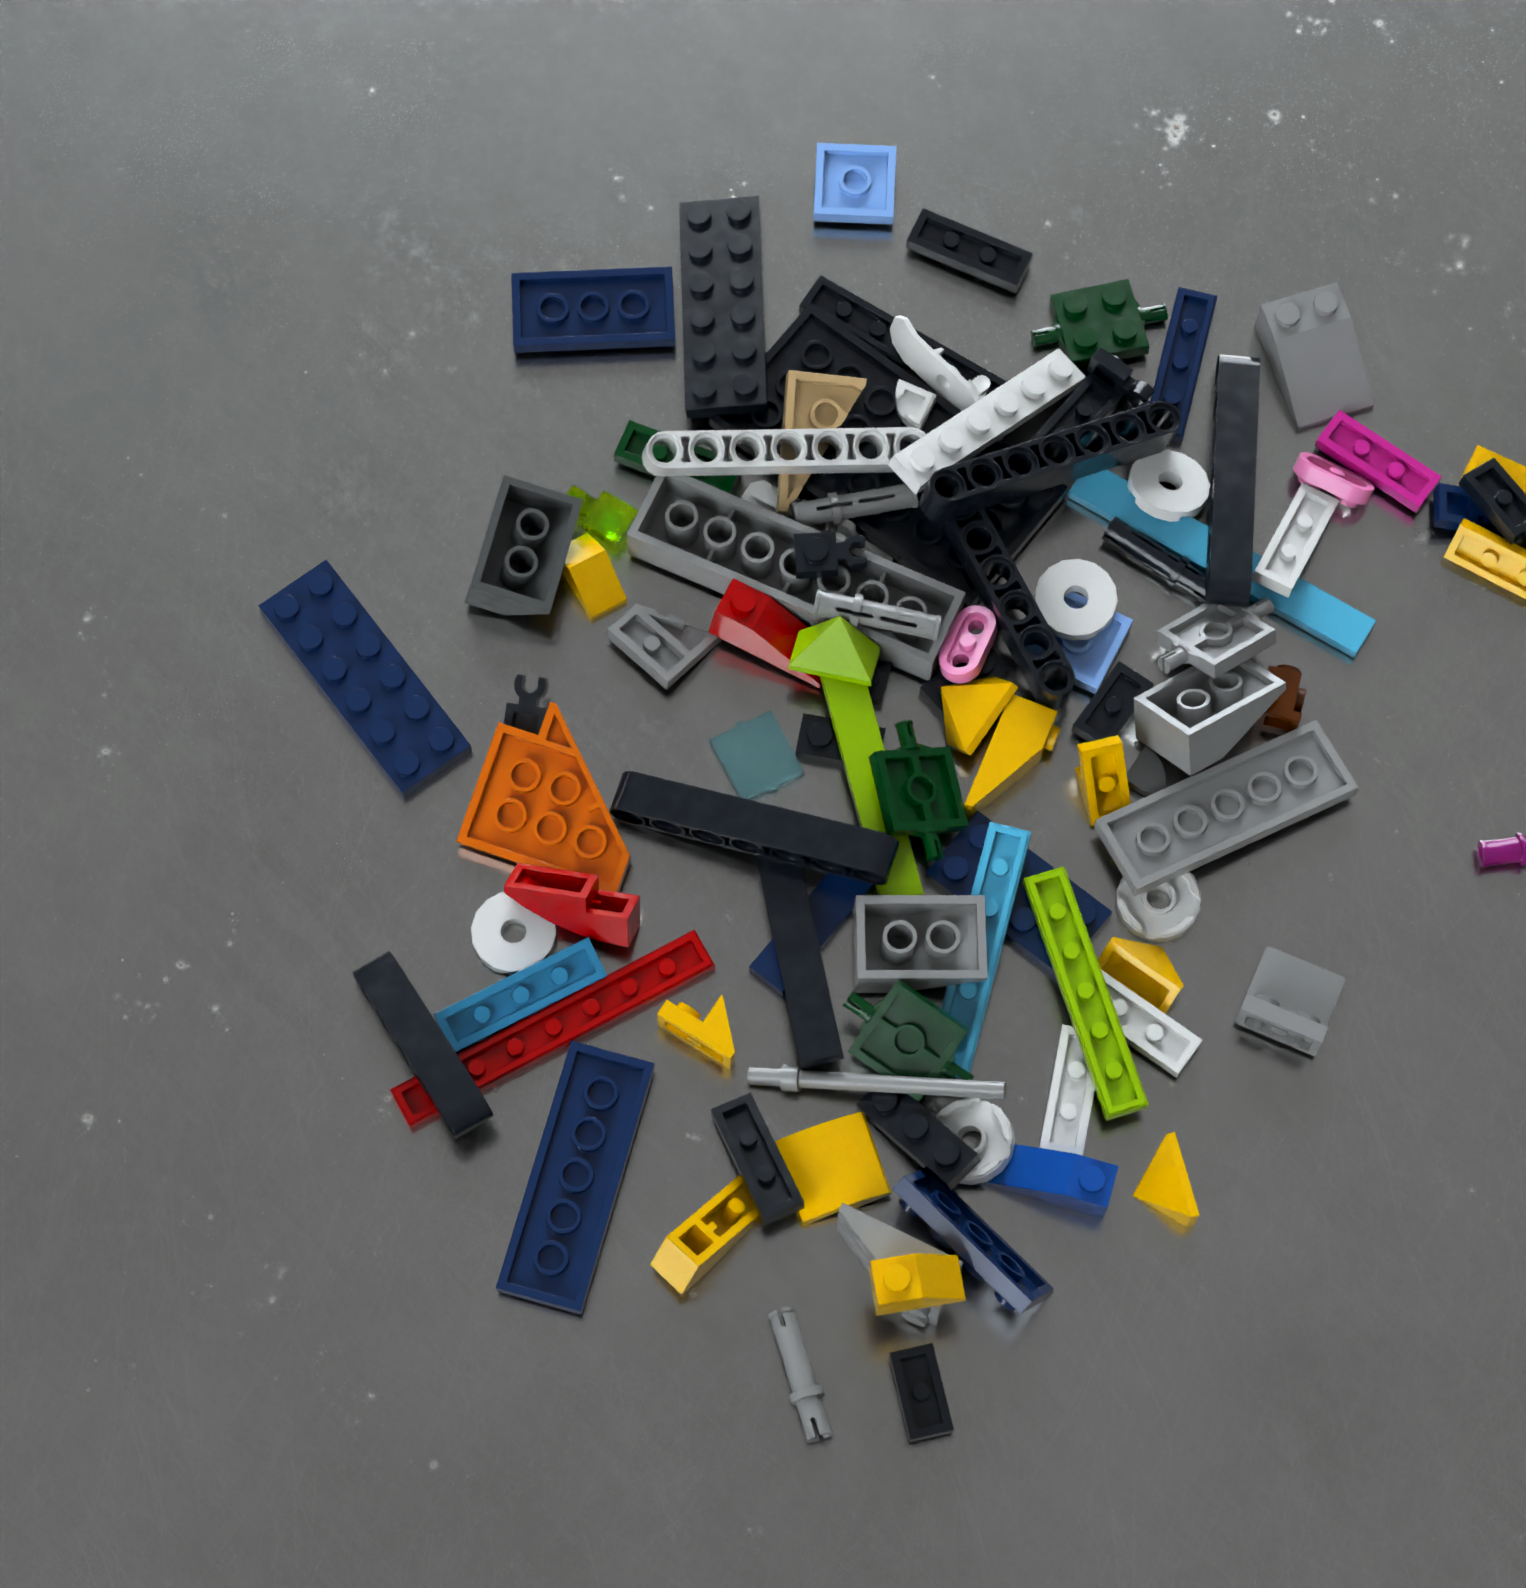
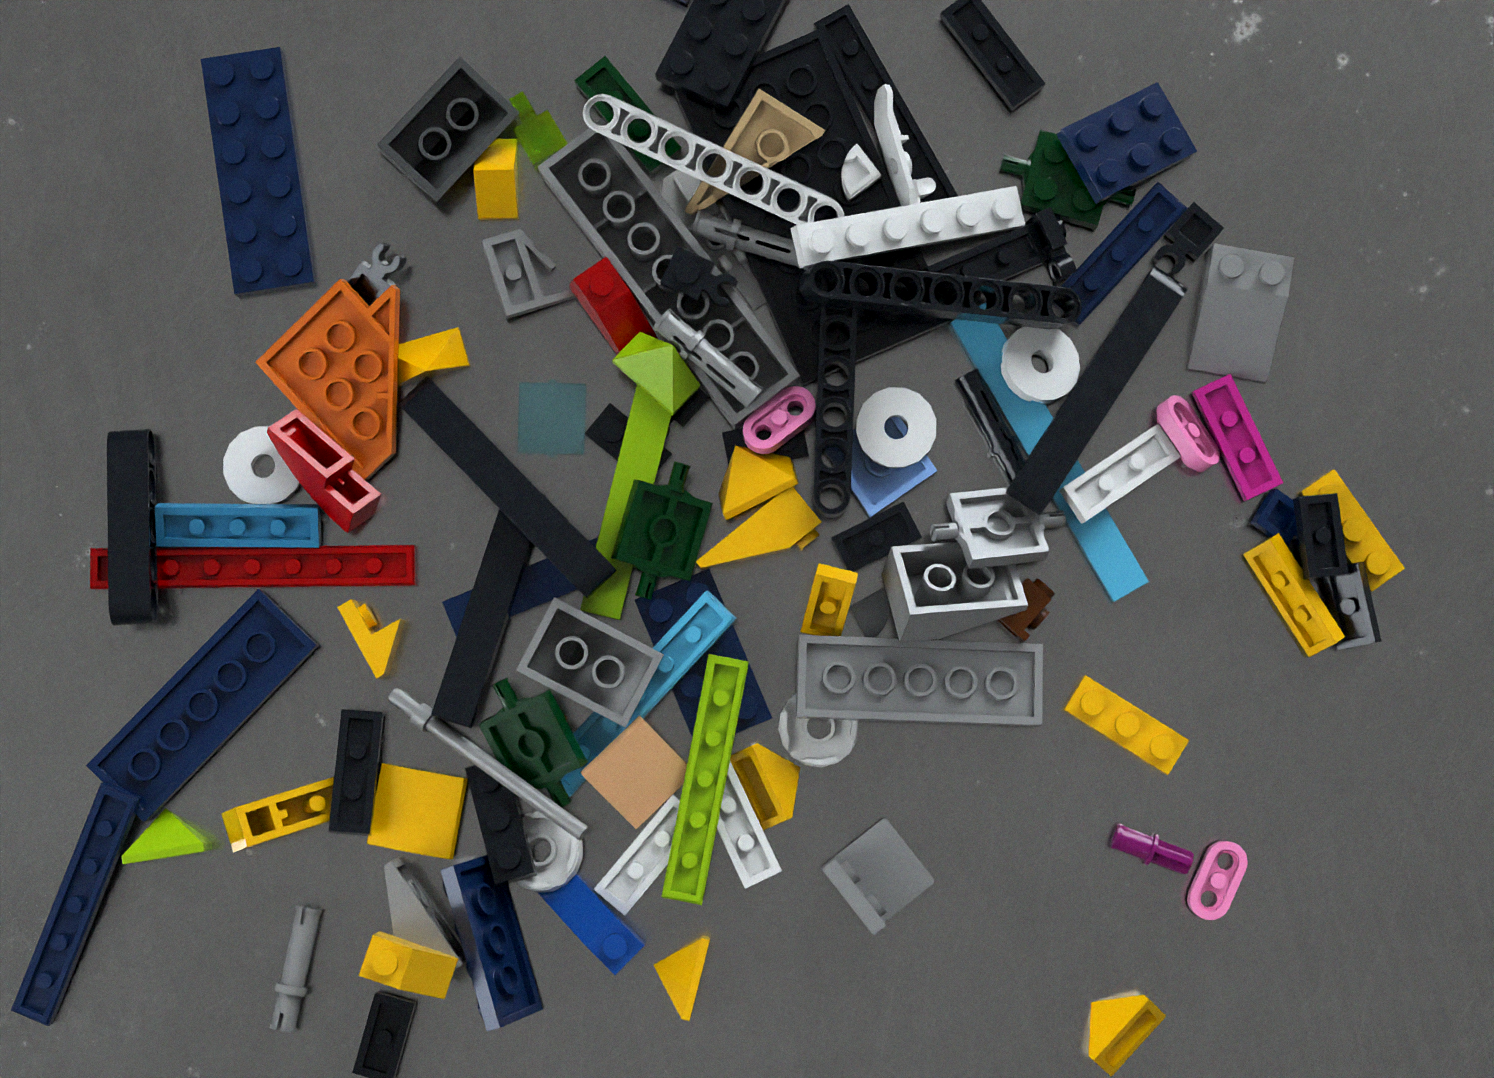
camera: 30 degrees right, 15 degrees up
(556, 1424) = (76, 903): none -> dark blue tile
(610, 1319) = (166, 838): none -> lime slope
(616, 754) = (431, 356): none -> yellow slope
(1018, 1021) = (636, 772): none -> light nougat tile
(1132, 266) = (1126, 142): none -> dark blue plate
(1234, 317) = (1190, 235): none -> black plate
(1431, 755) = (1125, 725): none -> yellow plate

